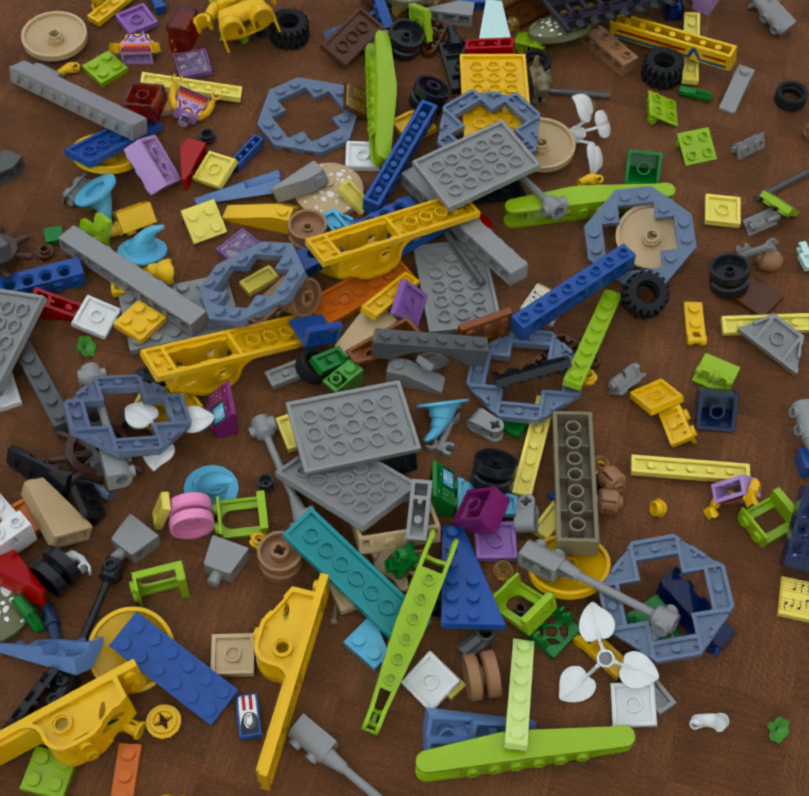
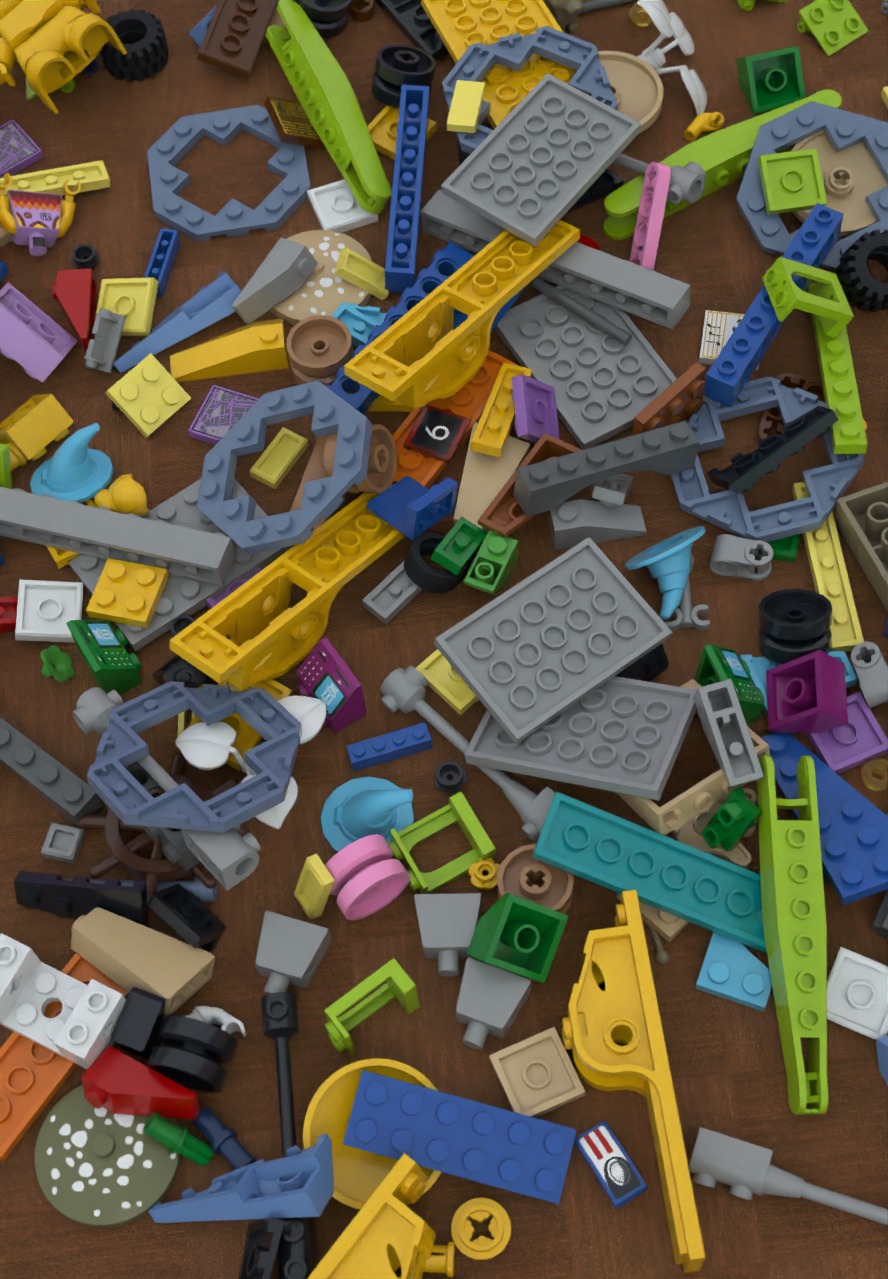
camera: 15 degrees left, 5 degrees up
(35, 543) = (140, 1022): none -> black slope
(45, 440) = (63, 843): none -> light grey tile
(112, 350) = (105, 654): none -> green slope
(190, 189) = (103, 348): none -> light grey hinge
(226, 607) = (489, 1001): none -> light grey torso
(242, 455) = (389, 746): none -> blue piece
(255, 576) = (518, 936): none -> green slope
(350, 297) = (437, 433): none -> piece
(449, 122) = (466, 106): none -> light yellow tile
(527, 219) = (650, 215): none -> bright pink beam
(602, 302) = (824, 298): none -> lime panel
(618, 227) = (791, 181): none -> lime plate

